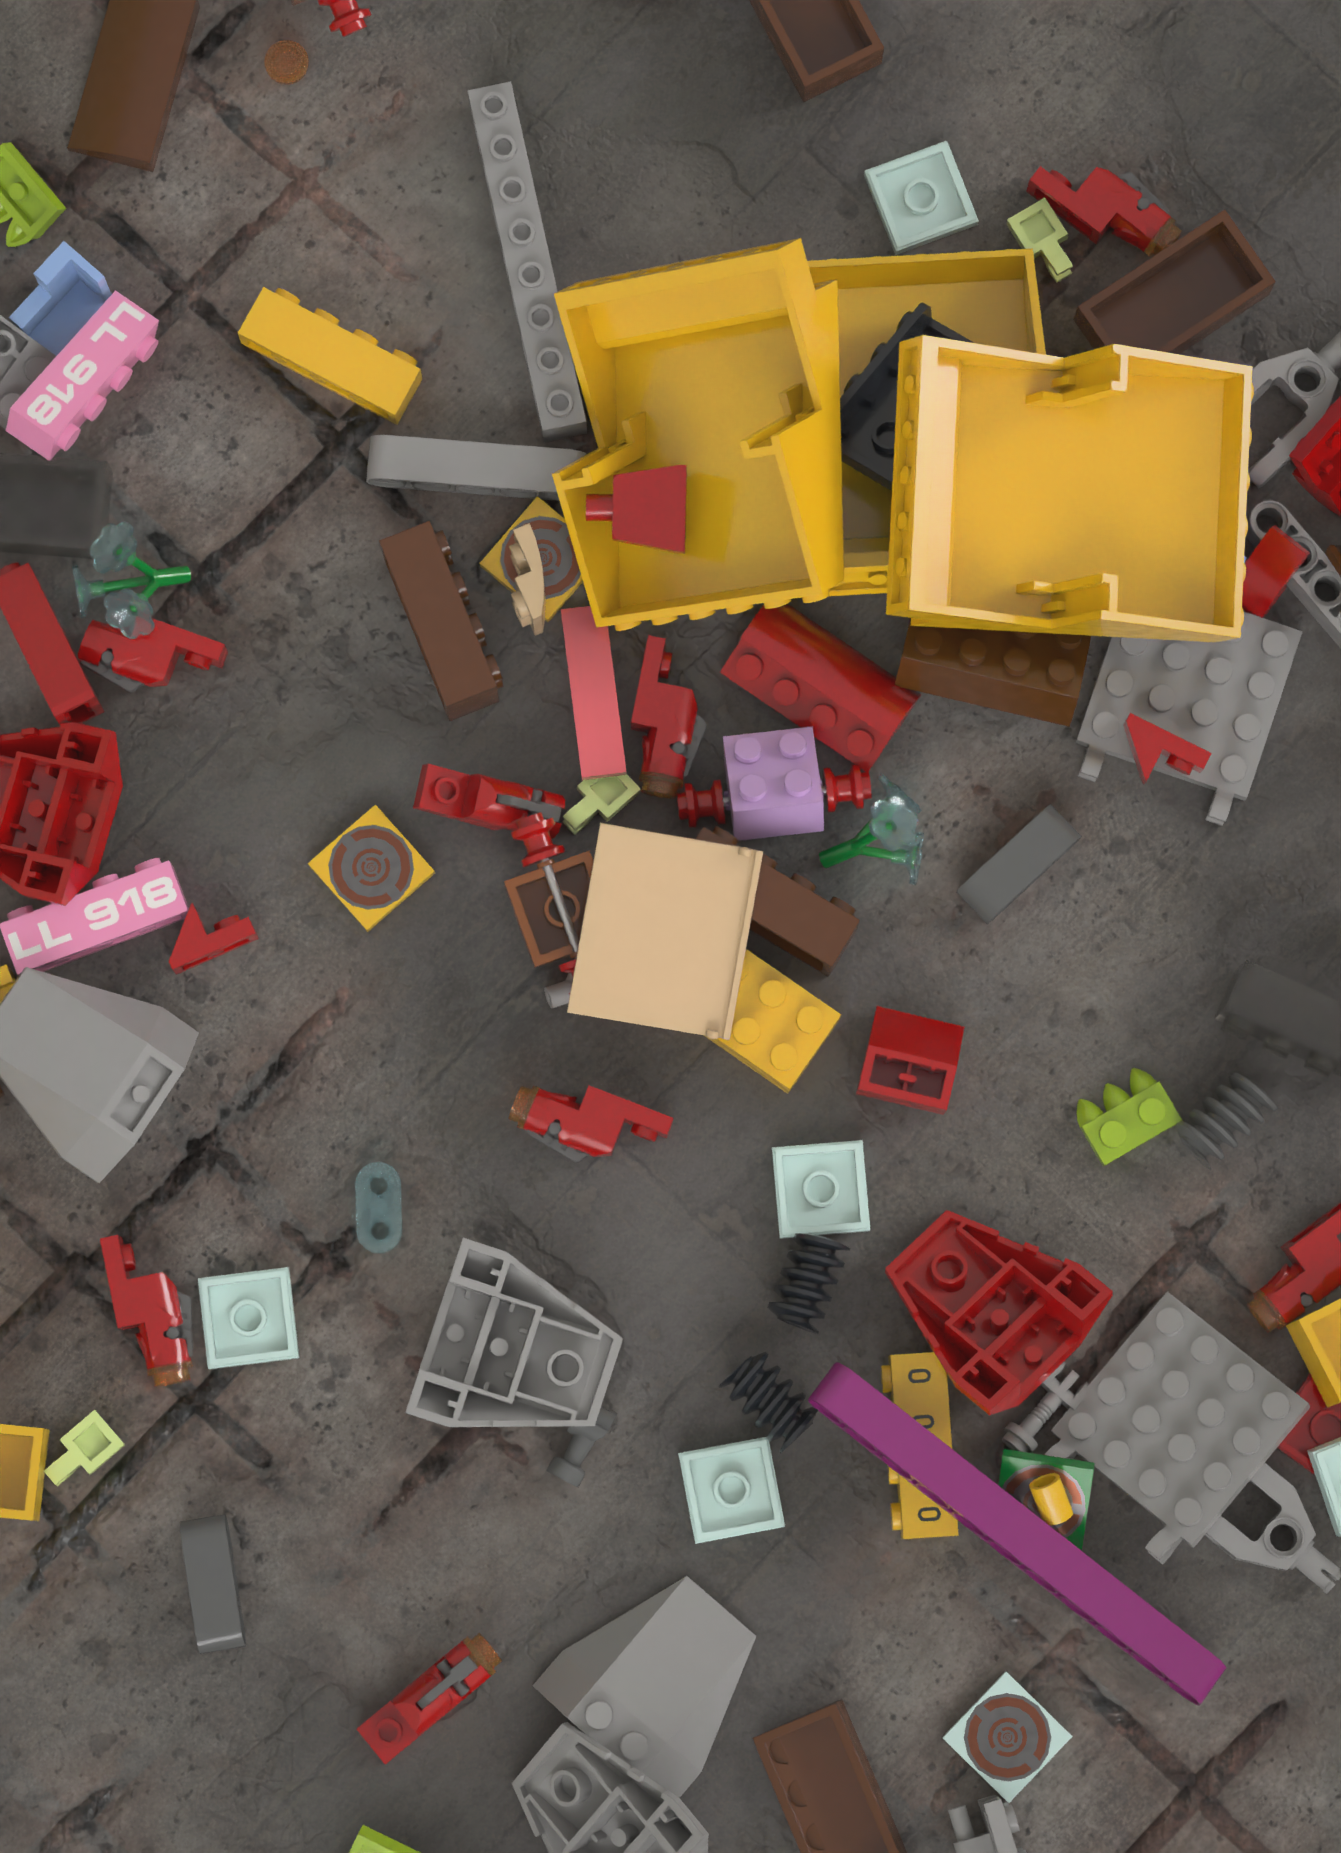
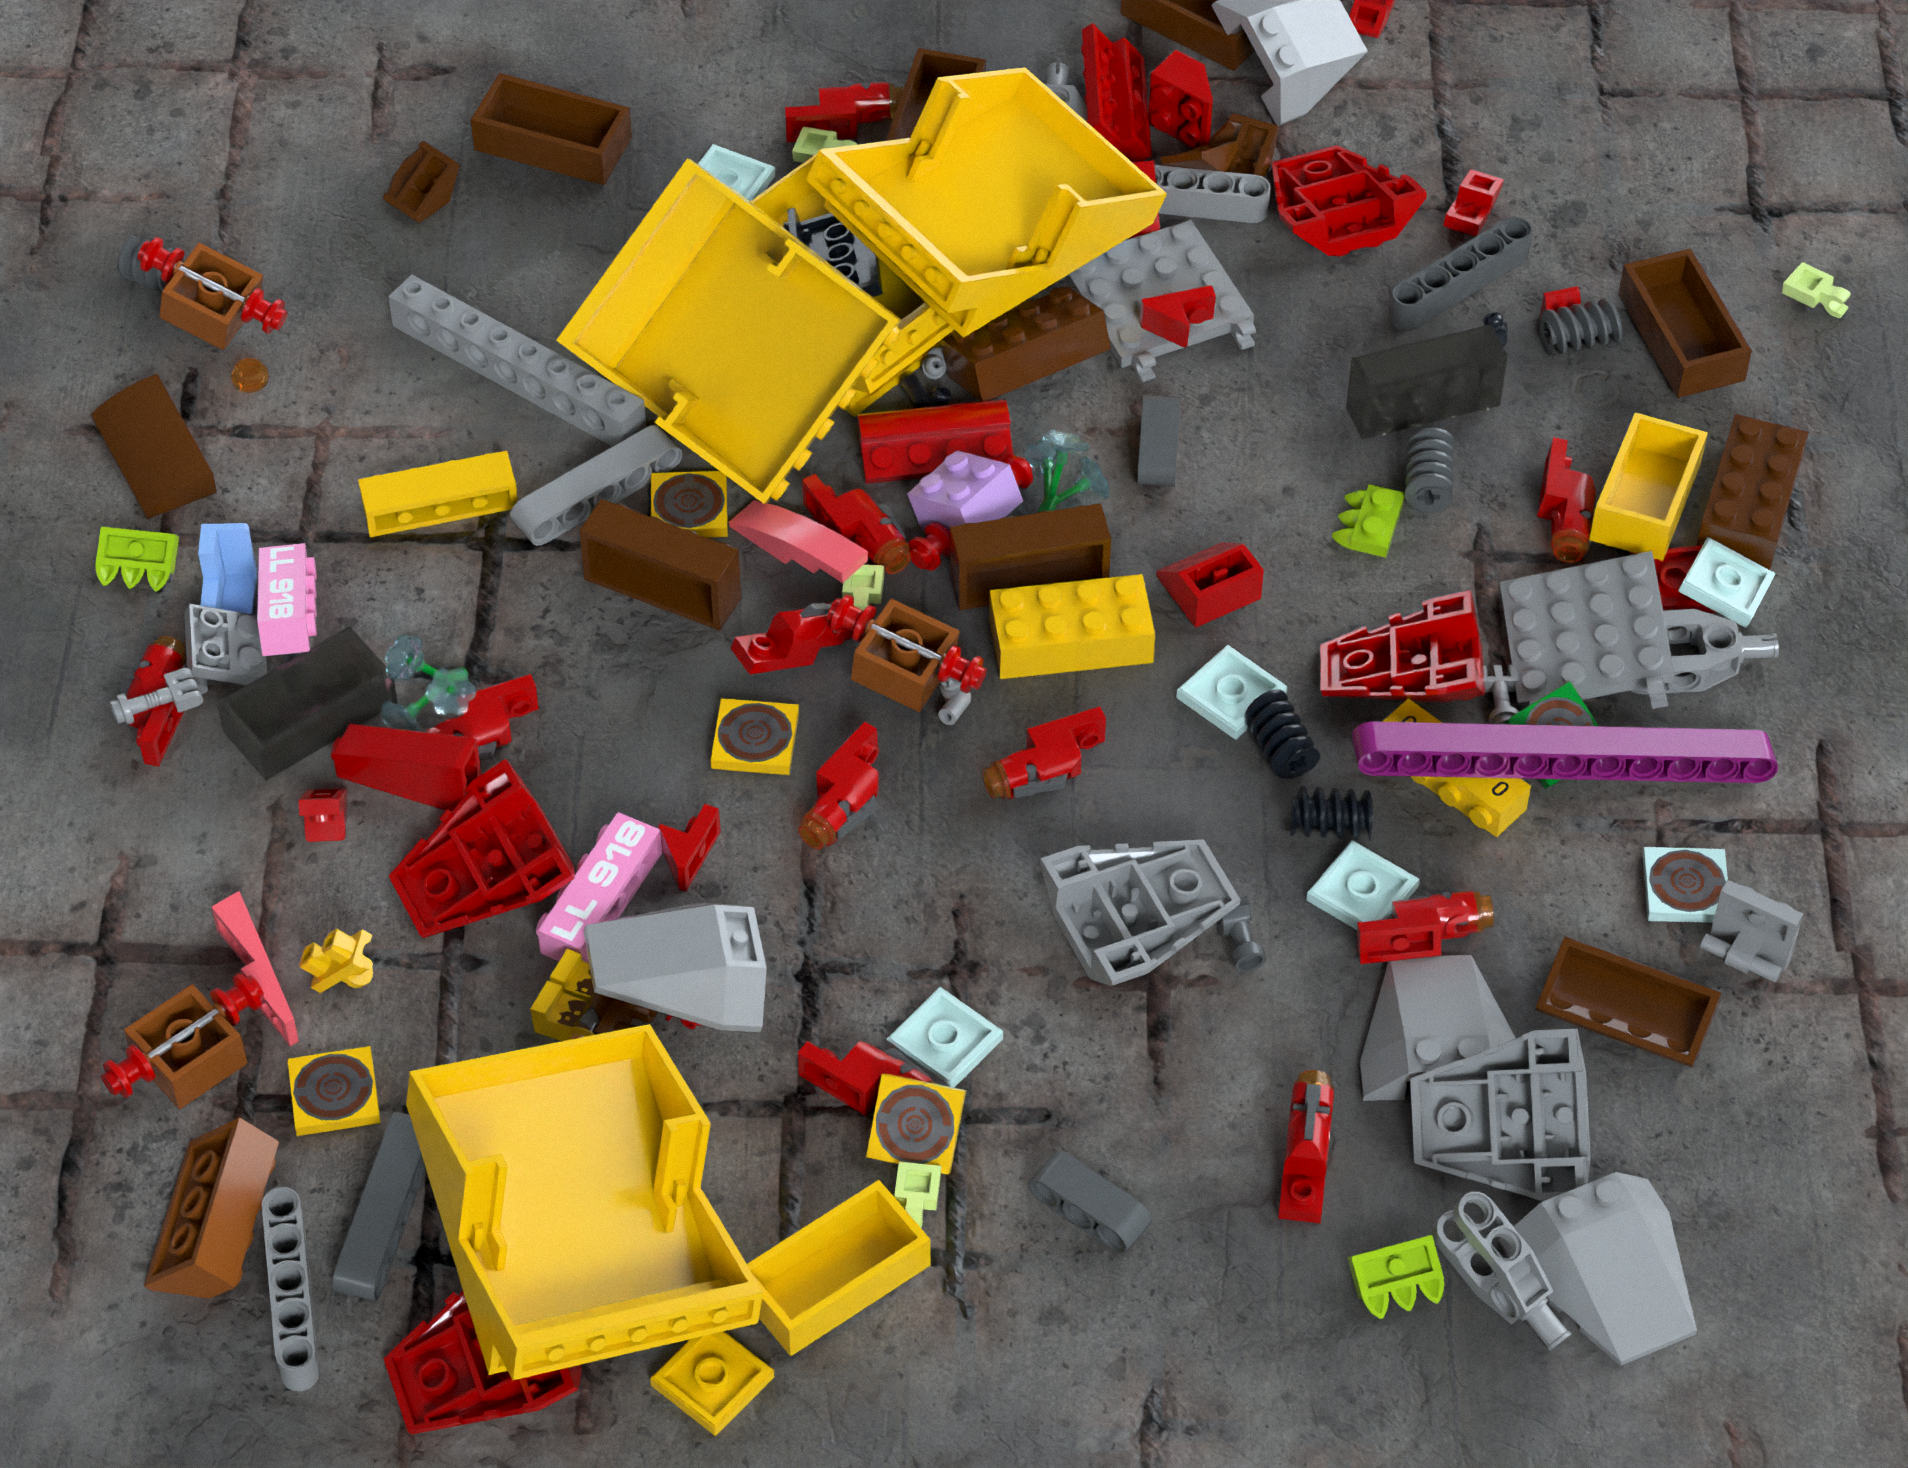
camera: 40 degrees left, 30 degrees down
(136, 1389) = (915, 1122): none -> tile
(378, 1208) = (967, 908): clear light blue plate -> none
(390, 1007) = (844, 790): none -> red plate
(529, 597) = (697, 492): tan slope -> none
(645, 508) = (735, 399): red torso -> none
(664, 931) = (988, 592): tan container -> none
(741, 1571) = (1421, 925): none -> red plate
(860, 625) = (922, 398): none -> black arm
(1051, 1499) = (1562, 714): yellow hinge -> none

